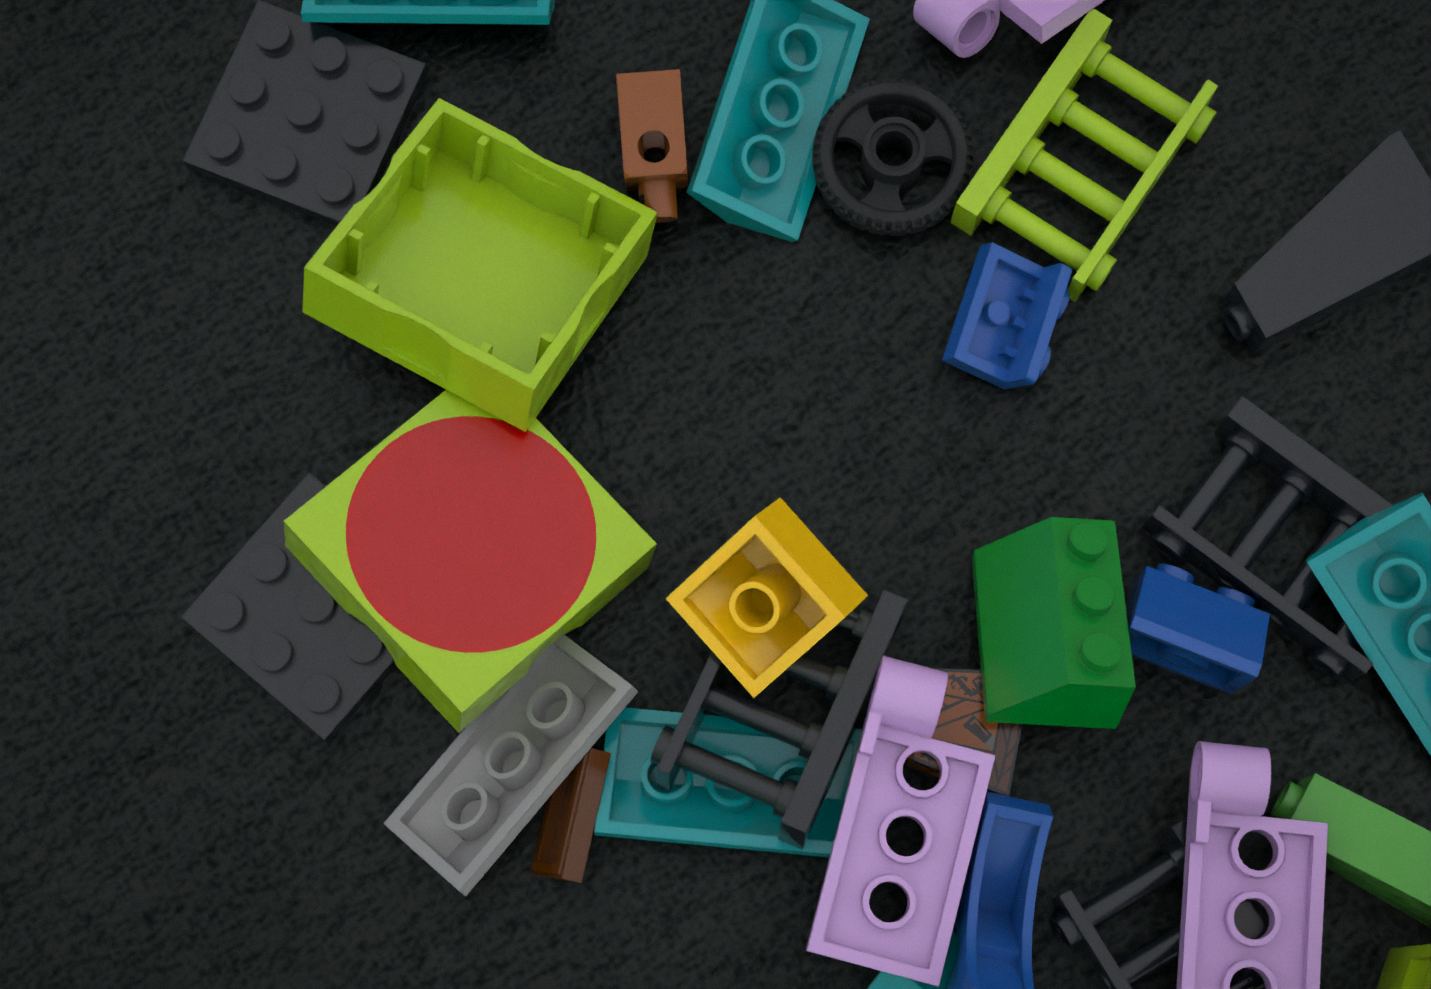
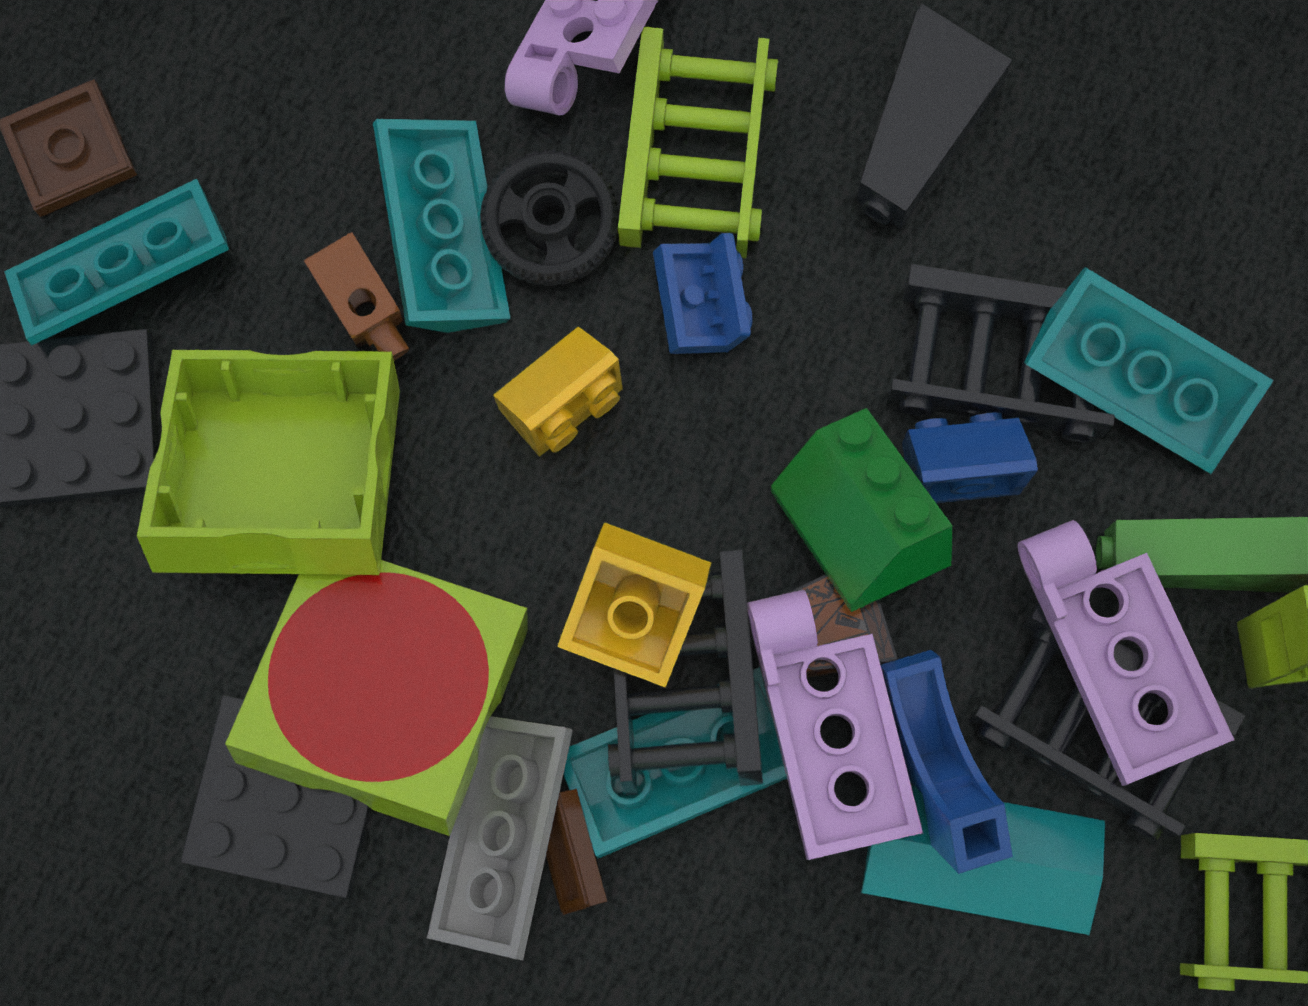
camera: 25 degrees left, 0 degrees up
(809, 342) = (561, 391): none -> yellow slope

